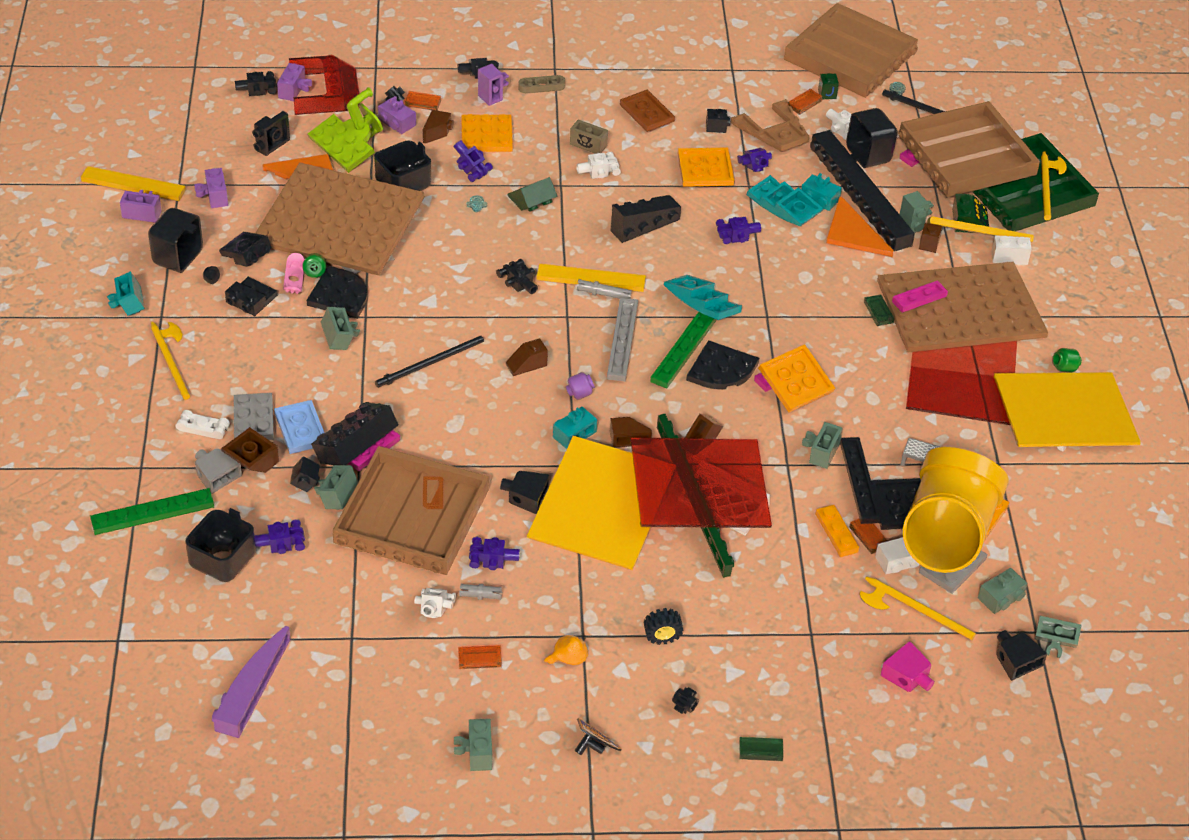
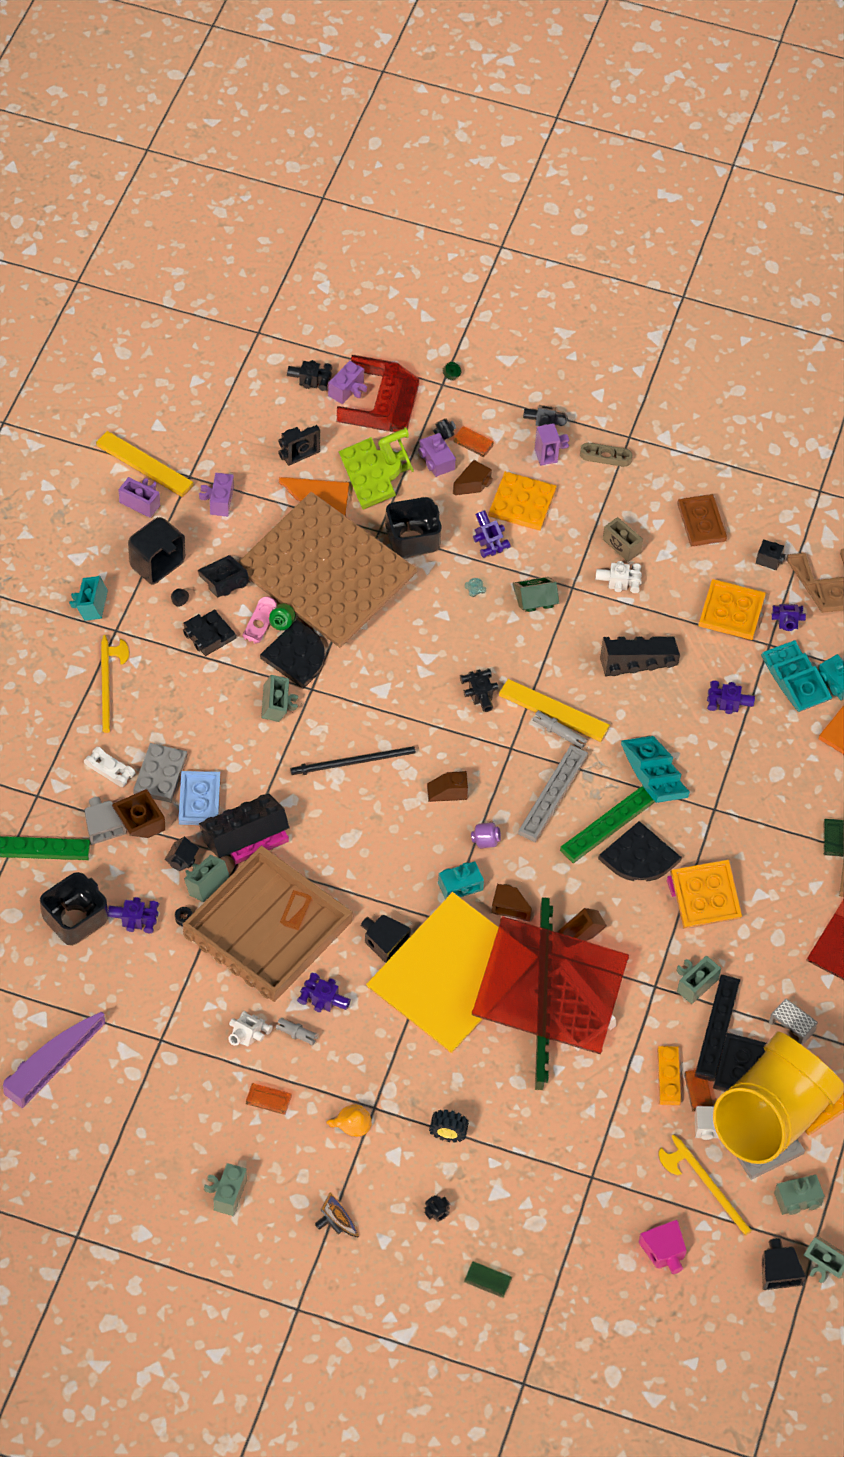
camera: 20 degrees right, 10 degrees up
(324, 523) = (182, 910): none -> black bush
(380, 54) = (451, 370): none -> dark green tile

